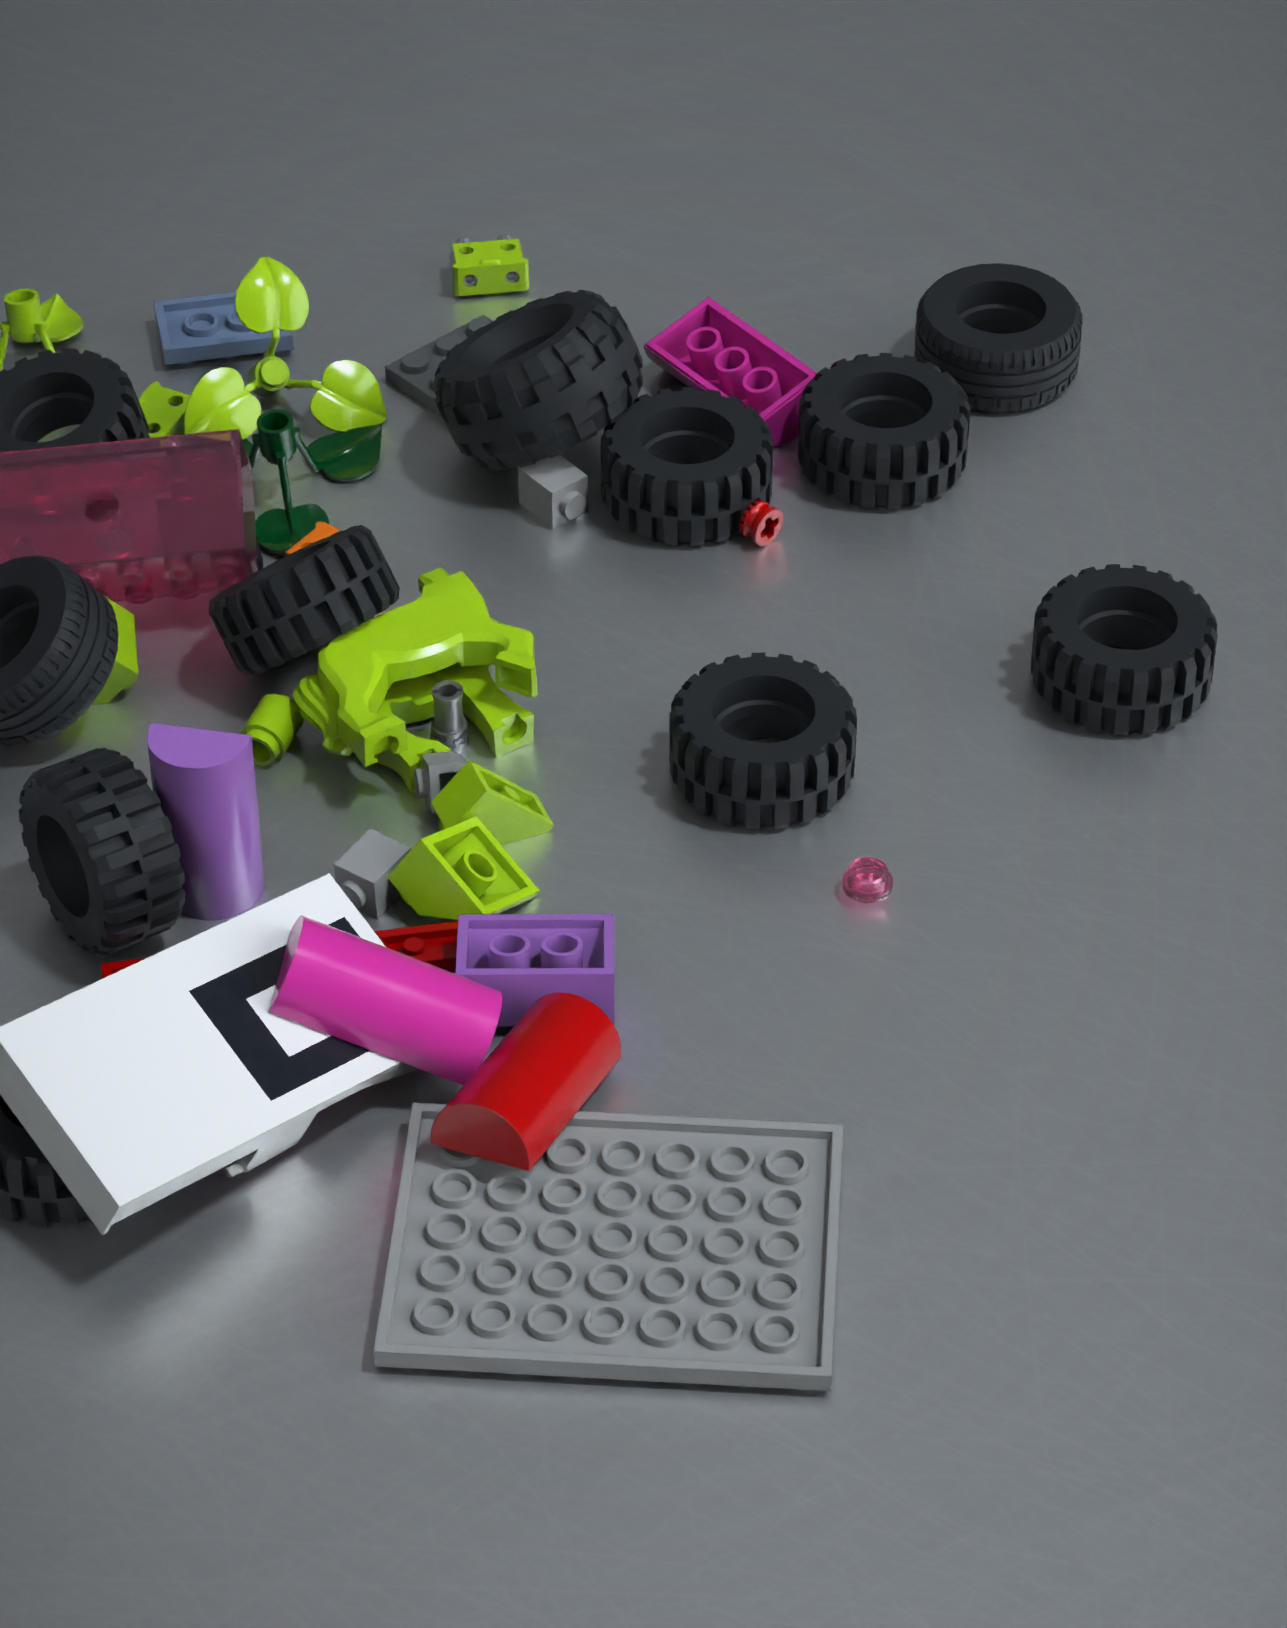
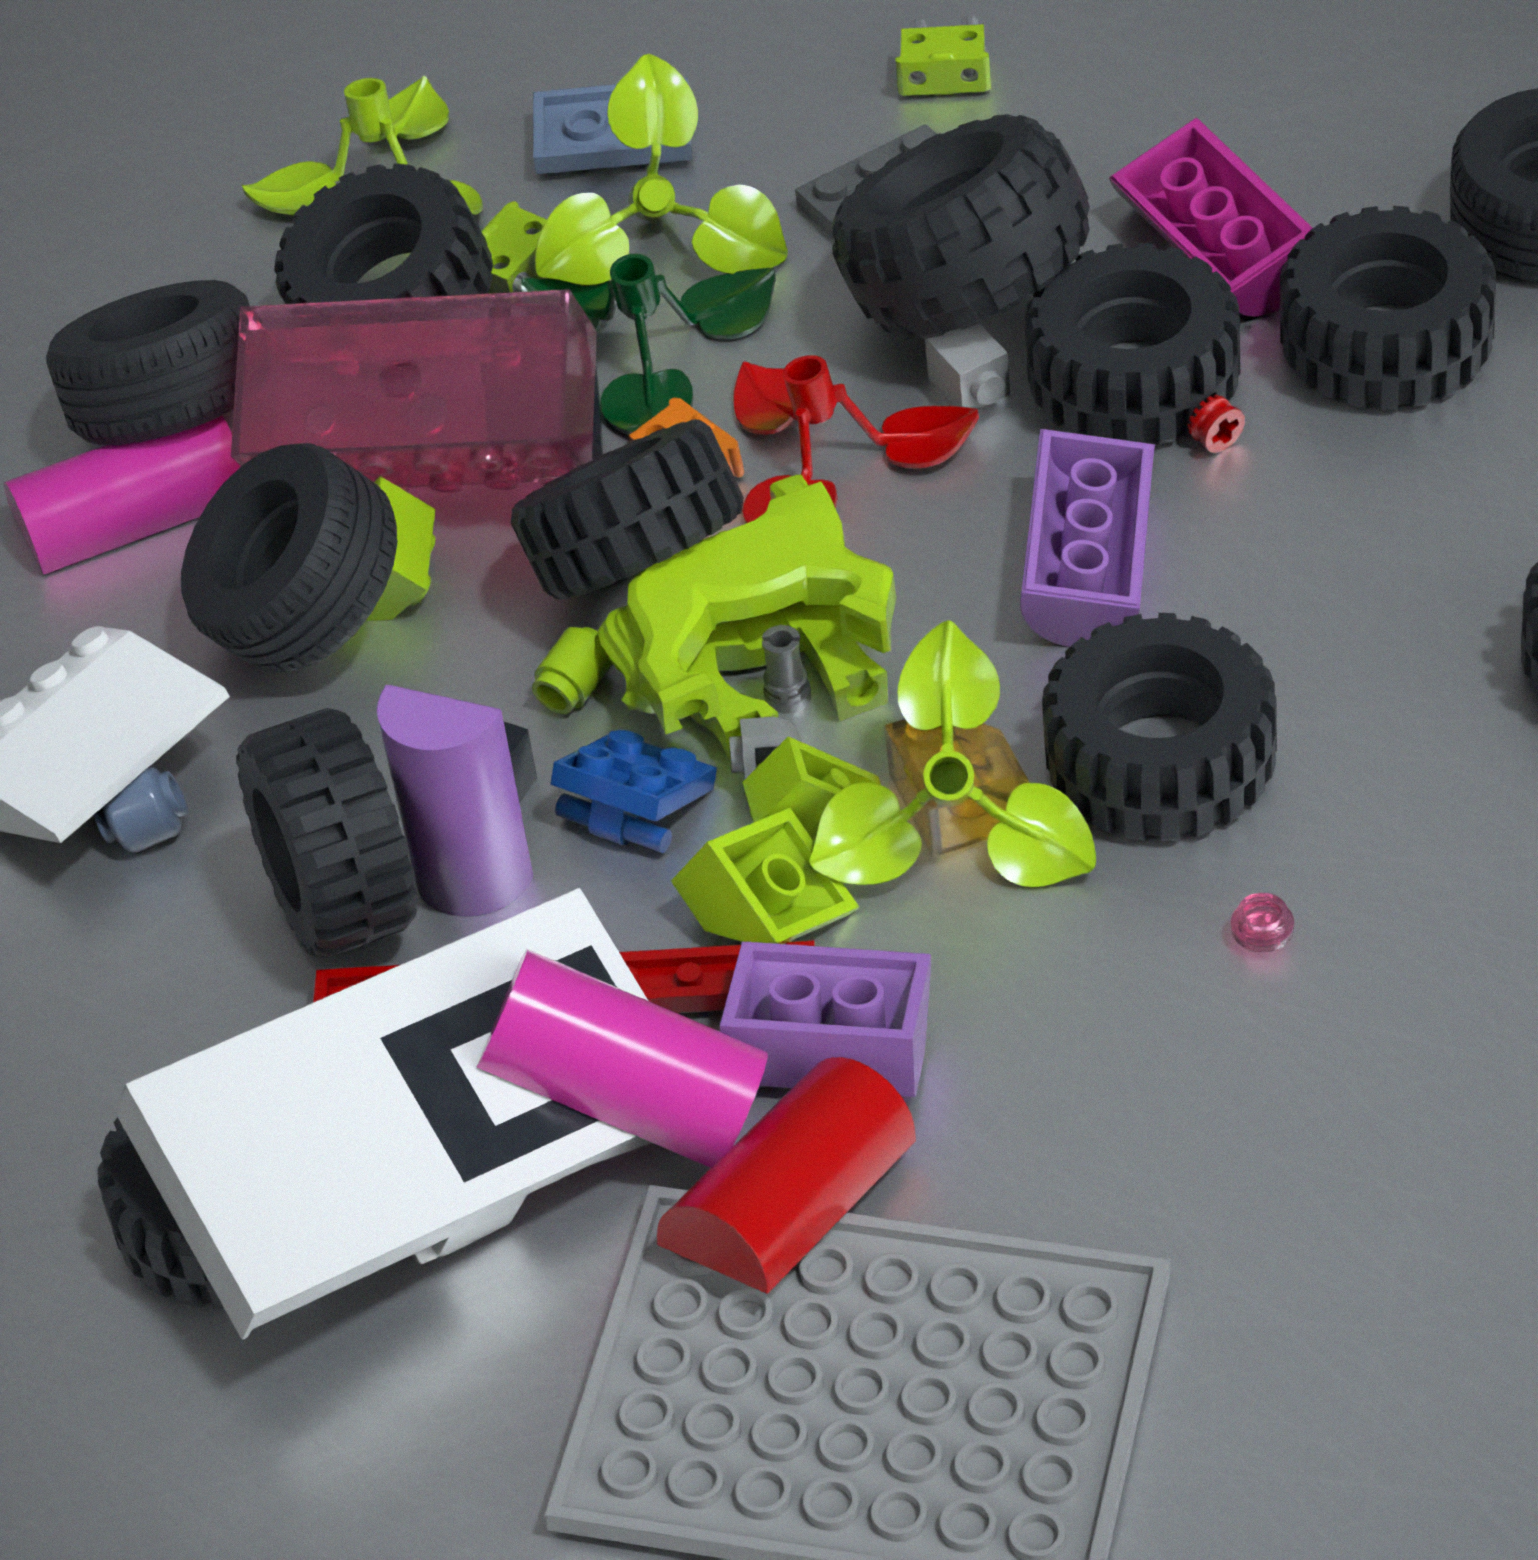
camera: 15 degrees right, 5 degrees up
(332, 809) = (628, 782): none -> blue plate
(365, 872) = (645, 872): light grey brick -> none
(434, 511) = (803, 391): none -> red plant
(546, 839) = (868, 837): none -> lime plant
(602, 792) = (994, 769): none -> clear yellow slope
(675, 605) = (1085, 534): none -> medium lavender brick

